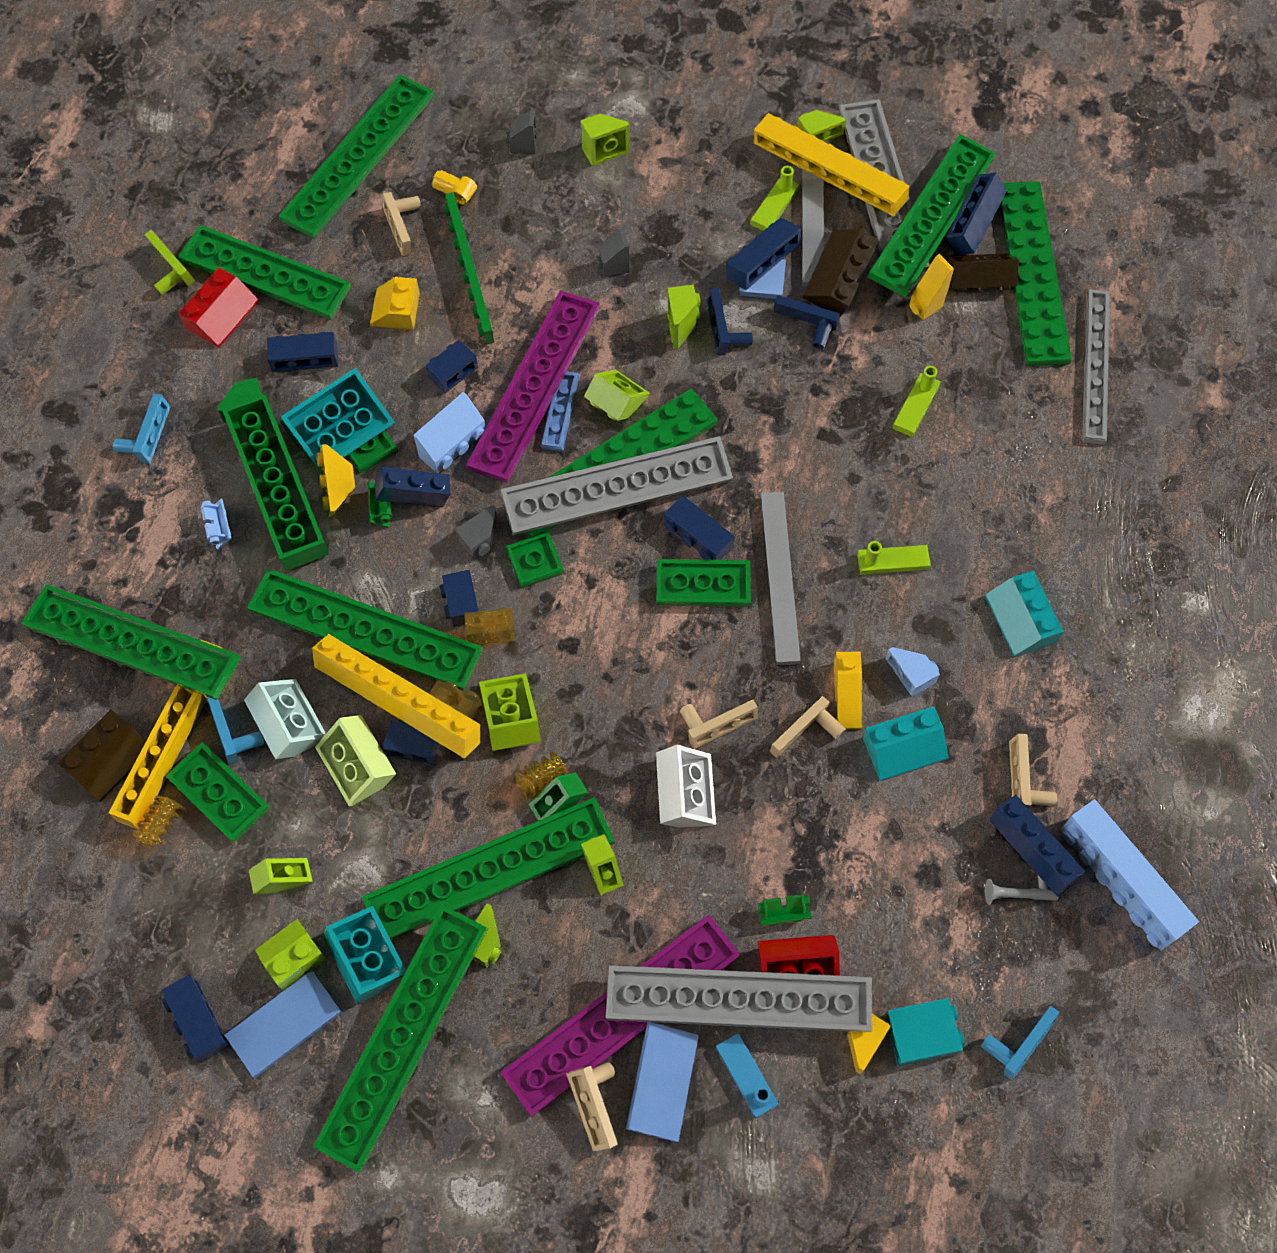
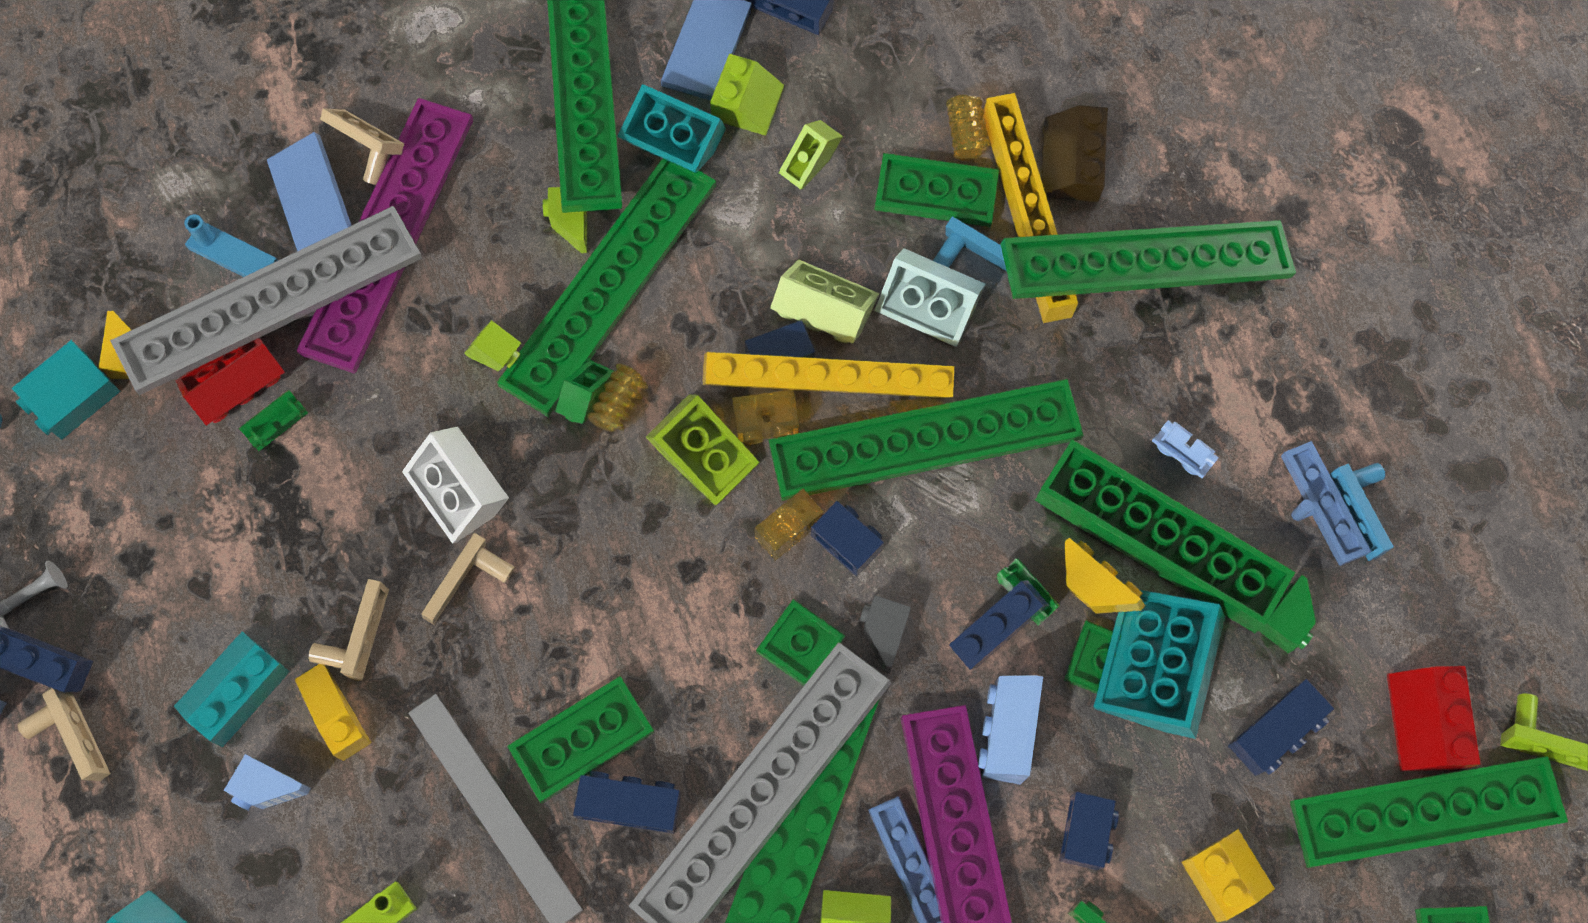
camera: 145 degrees right, 5 degrees up
(165, 445) = (1324, 504): none -> medium blue plate

